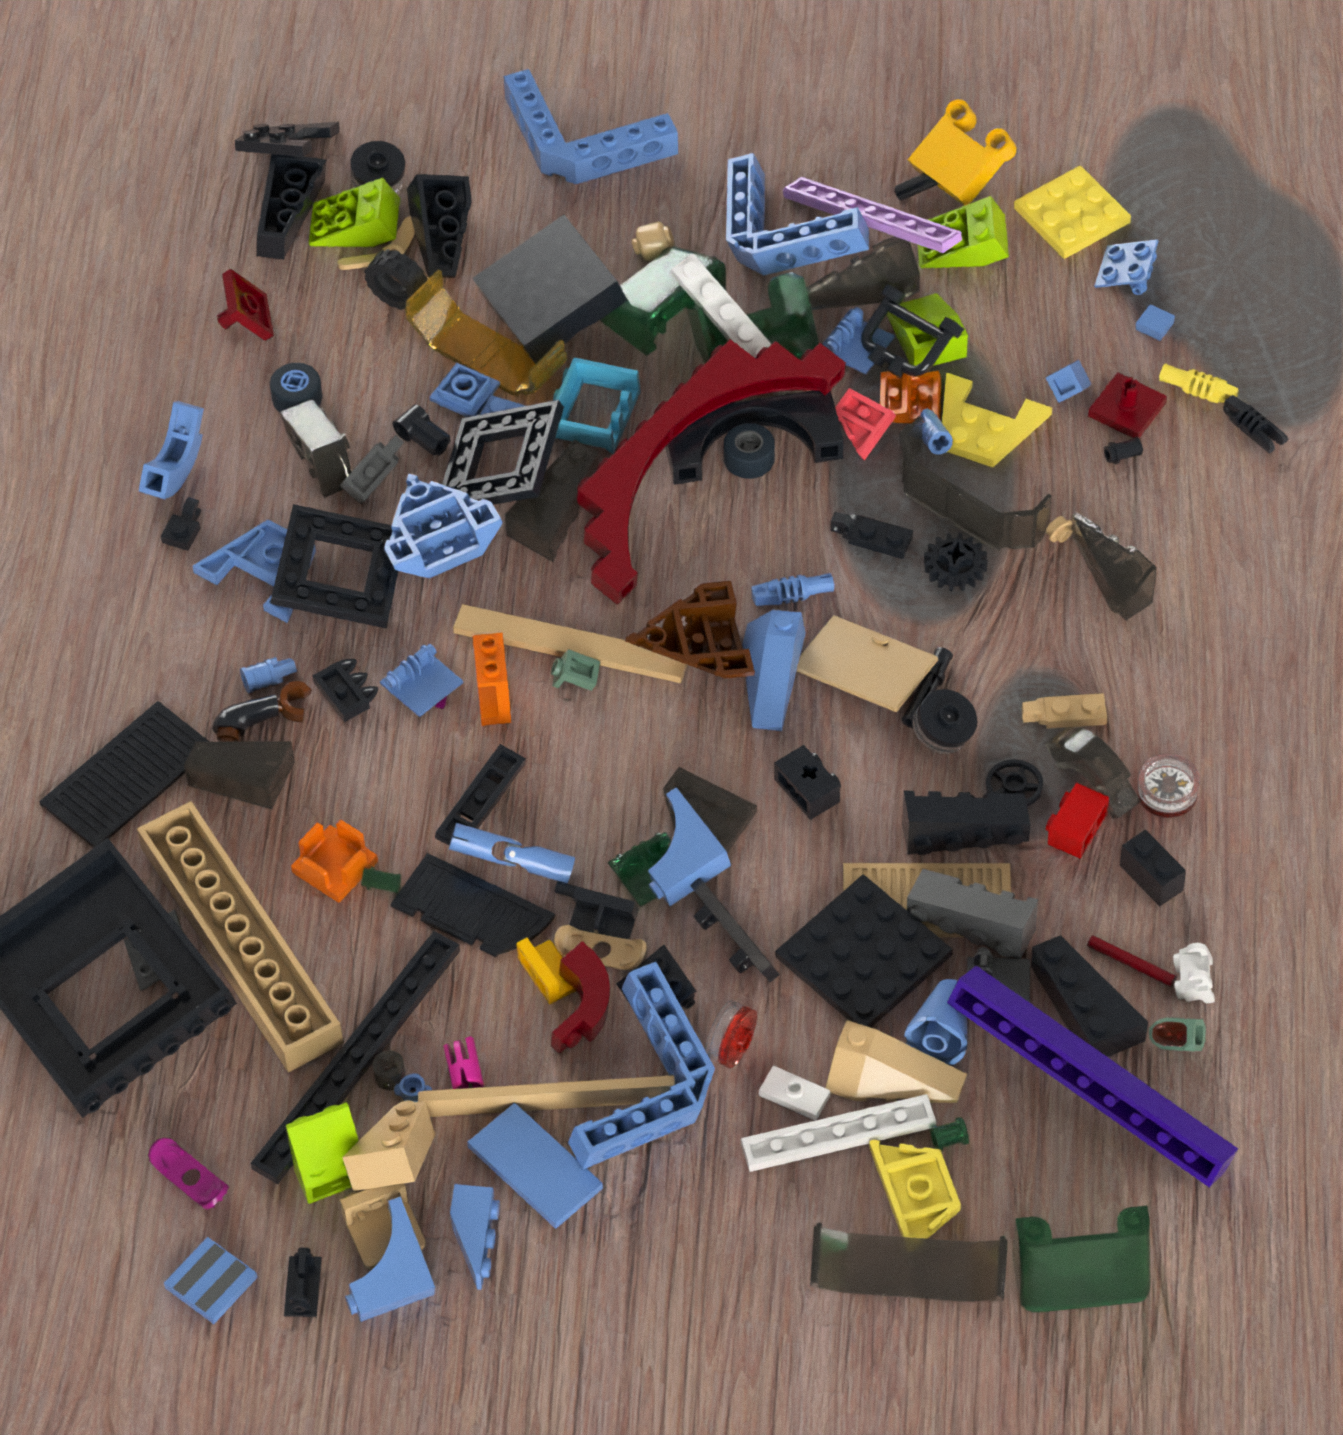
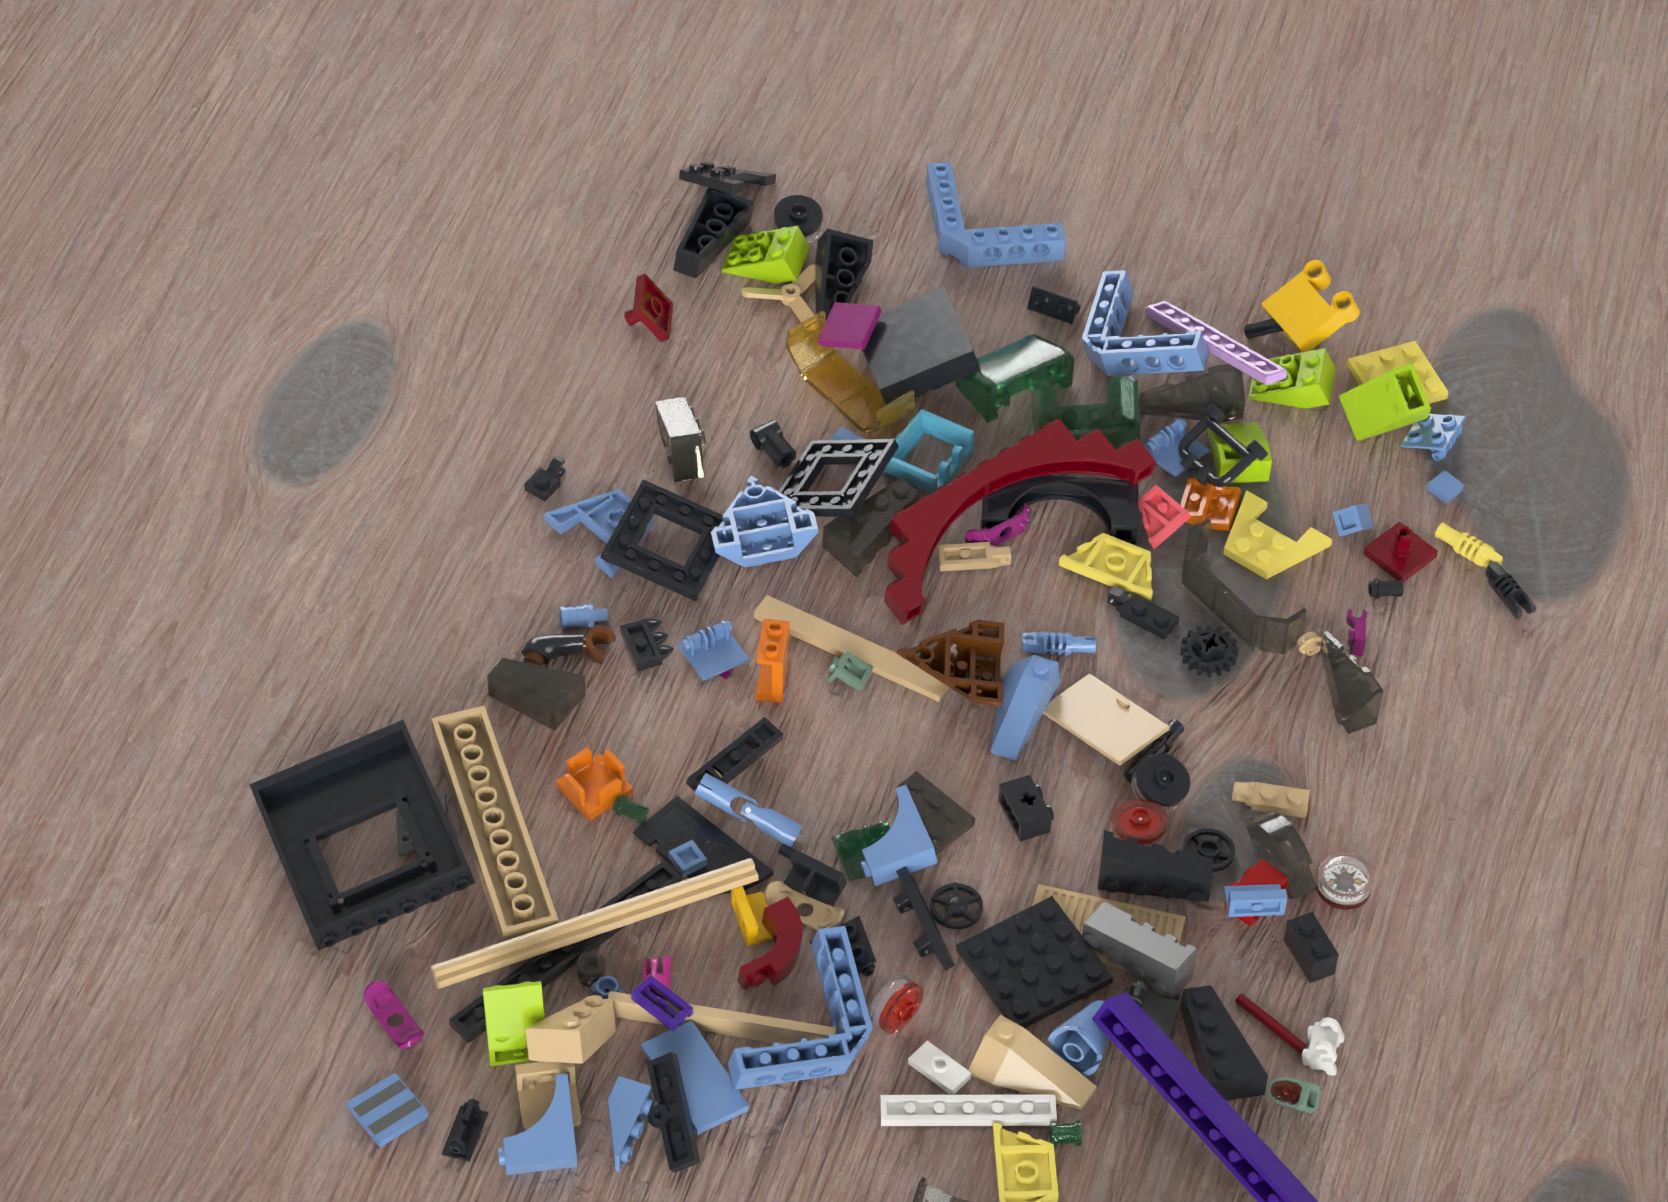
camera: 10 degrees right, 5 degrees down
(124, 775) = (435, 674): black window -> none
(175, 460) = (558, 419): medium blue arch -> none
(294, 385) = (675, 382): black wheel -> none
(372, 470) = (721, 467): dark grey hinge -> none
(379, 1020) = (593, 923): none -> tan axle
(400, 267) = (772, 310): black tyre -> none
(459, 921) = (687, 858): none -> medium blue tile
(465, 402) = (820, 427): medium blue piece -> none
(469, 1100) = (672, 1017): none -> dark purple tile
(471, 280) = (849, 325): none -> magenta tile
(523, 1211) = (672, 1112): none -> black hinge
(652, 240) = (1019, 325): tan head -> none
(672, 511) = (972, 556): none -> tan hinge
(682, 207) = (1053, 305): none -> black hinge
(685, 487) = (1017, 526): none -> magenta piece
(719, 306) = (1058, 391): white plate -> none
(749, 450) = (1053, 519): black wheel -> none
(762, 907) = (956, 905): none -> black wheel
(827, 487) = (1113, 564): none -> light yellow wing
(934, 433) = (1220, 538): medium blue hinge -> none
(935, 769) = (1141, 820): none -> clear red piece
(1070, 243) = (1385, 403): none -> lime slope
(1082, 830) = (1255, 900): none -> medium blue panel
(1108, 509) = (1357, 635): none -> magenta plate

